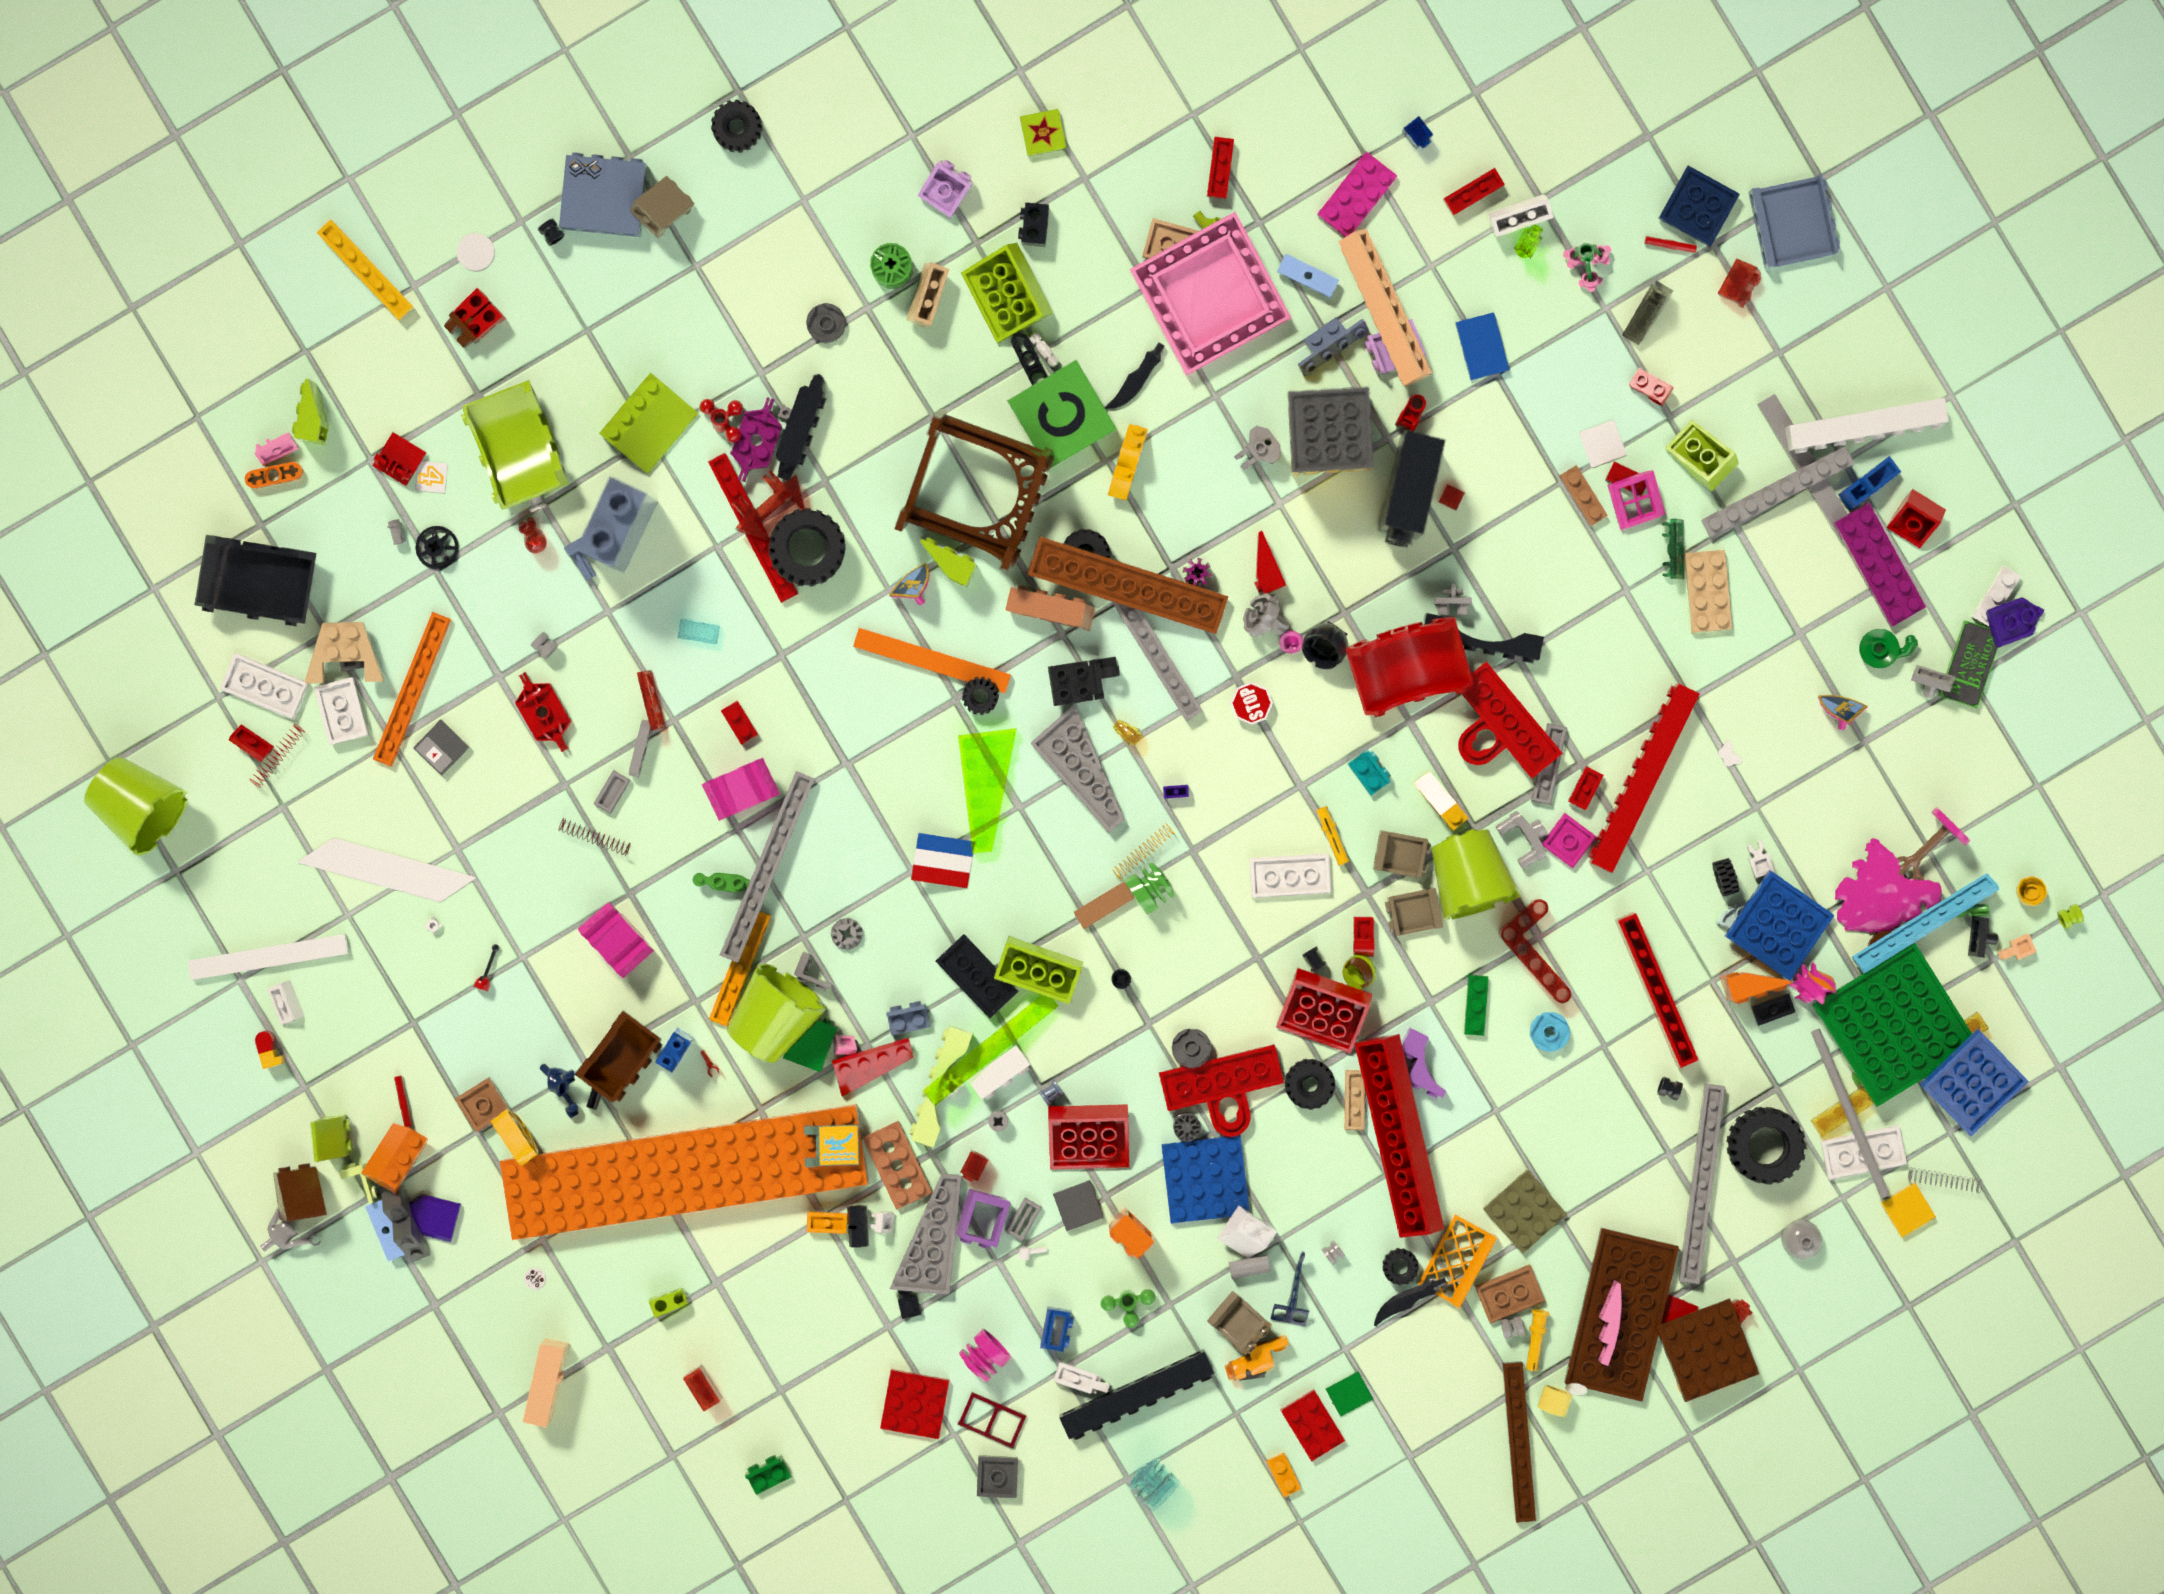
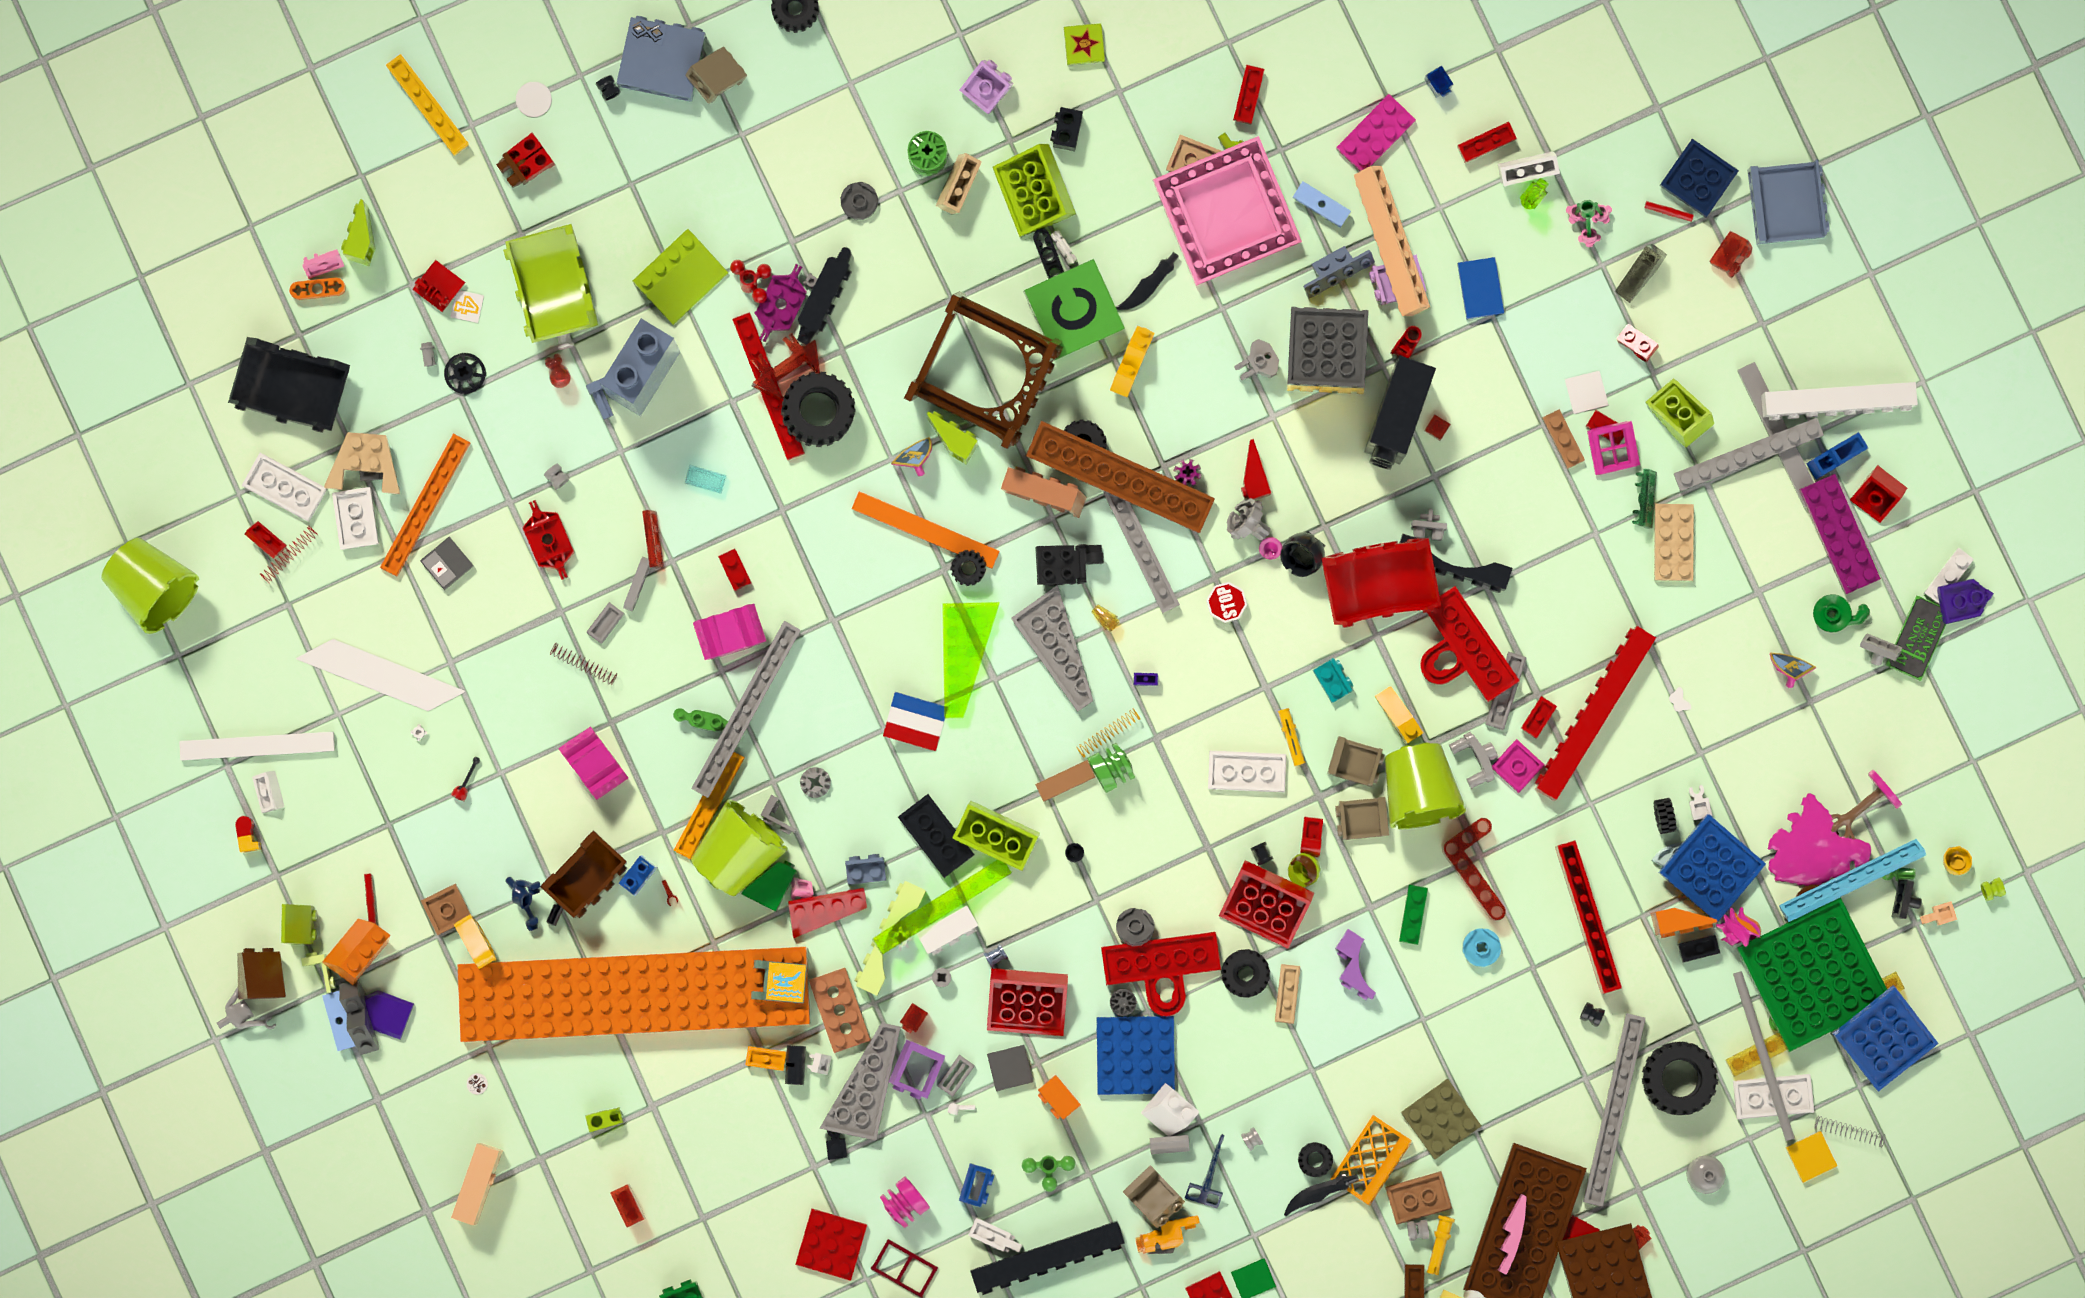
camera: 10 degrees right, 5 degrees down
(1399, 1136) = (1326, 1031): red brick -> none

